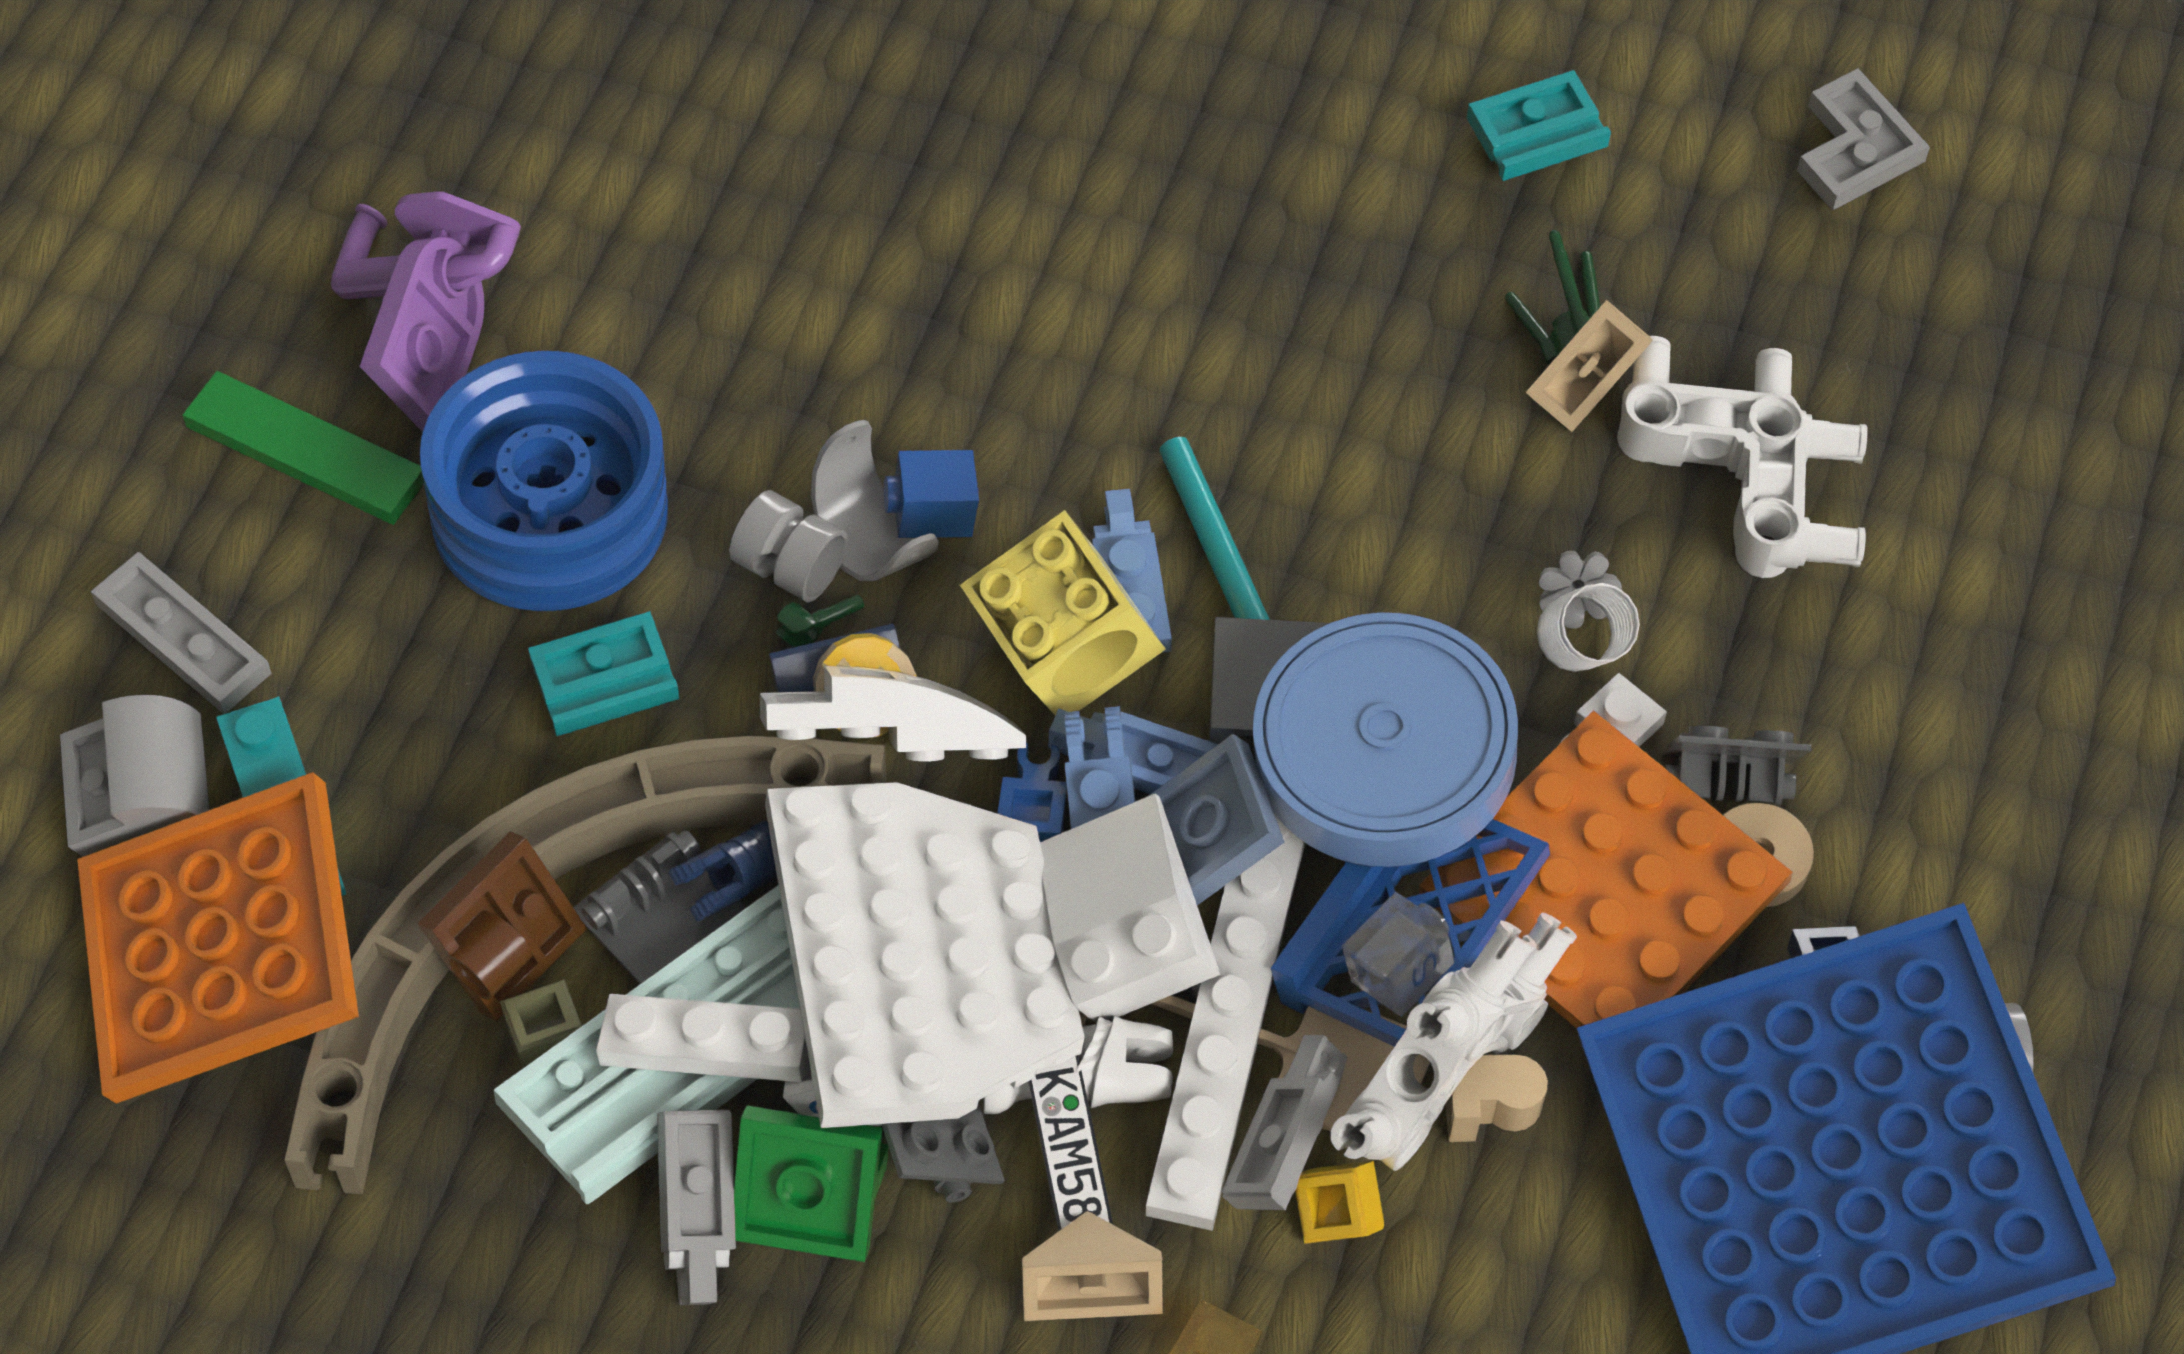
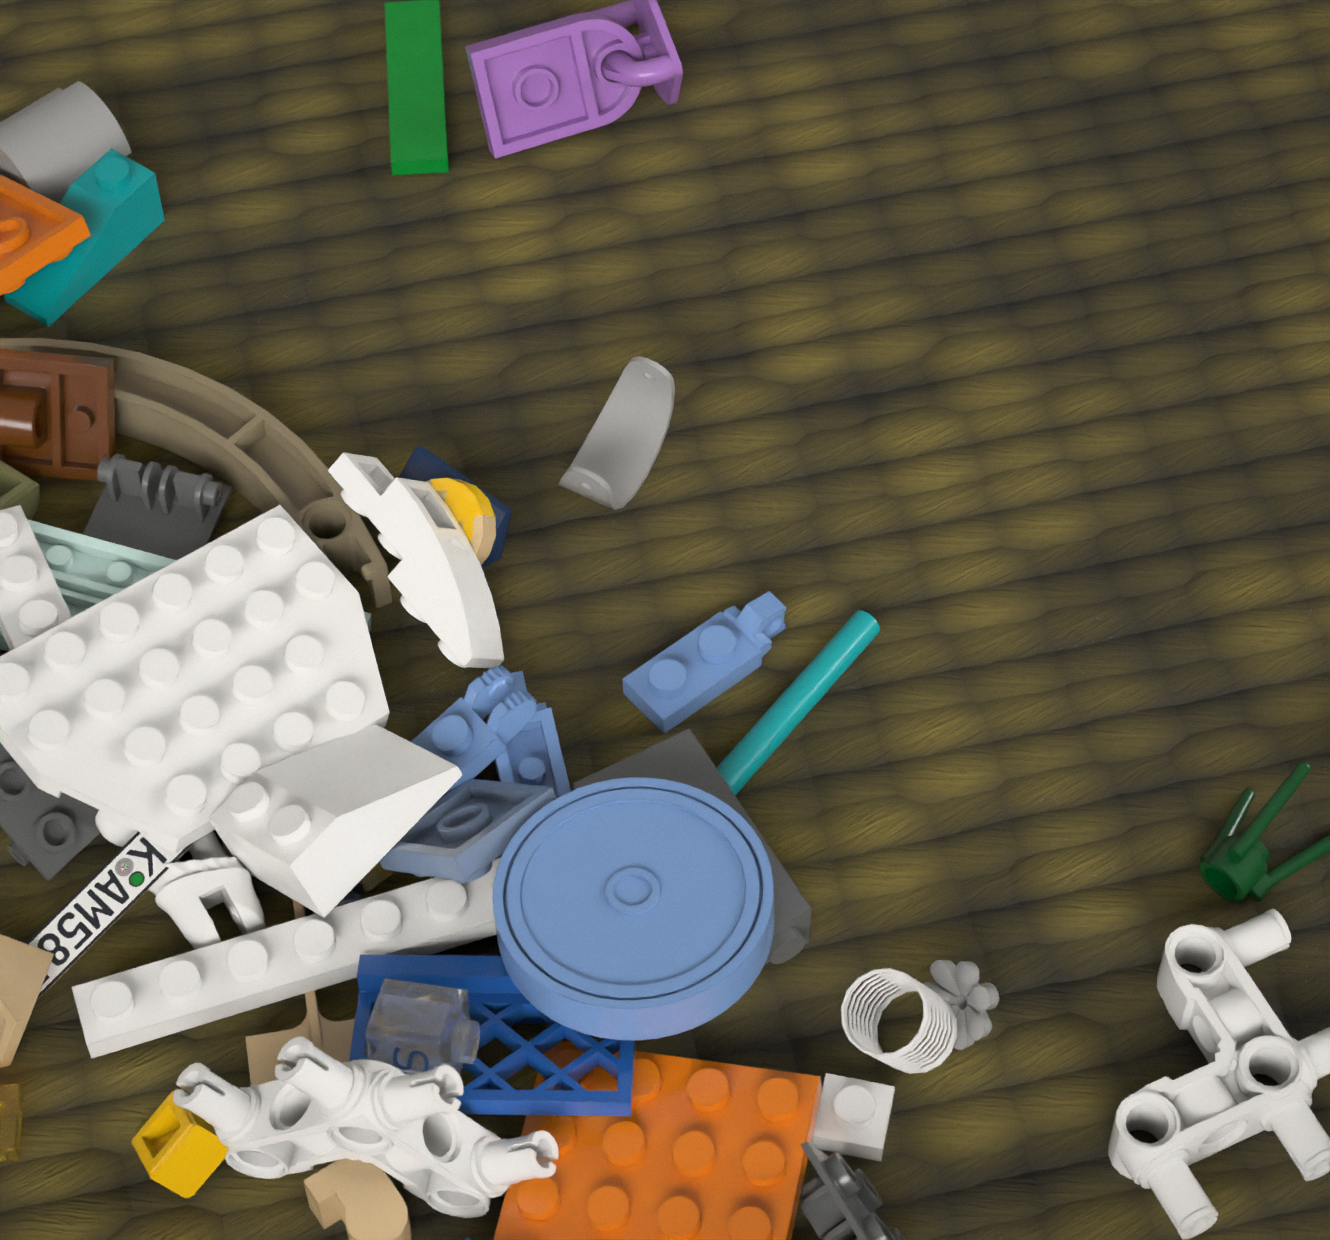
camera: 60 degrees right, 5 degrees down
(181, 632) = (195, 106): light grey plate -> none
(553, 515) = (474, 223): blue wheel -> none
(603, 673) = (343, 363): teal plate -> none
(733, 869) = (214, 523): dark blue hinge -> none
(782, 543) = (543, 409): light grey wheel -> none
(805, 628) = (485, 469): dark green hand -> none
(933, 493) = (672, 477): blue brick -> none
(1036, 794) = (421, 700): blue plate -> none
(1062, 616) = (594, 614): light yellow brick -> none
(1285, 1128) = (227, 1050): light grey hinge -> none
(1589, 366) = (1201, 883): tan slope -> none

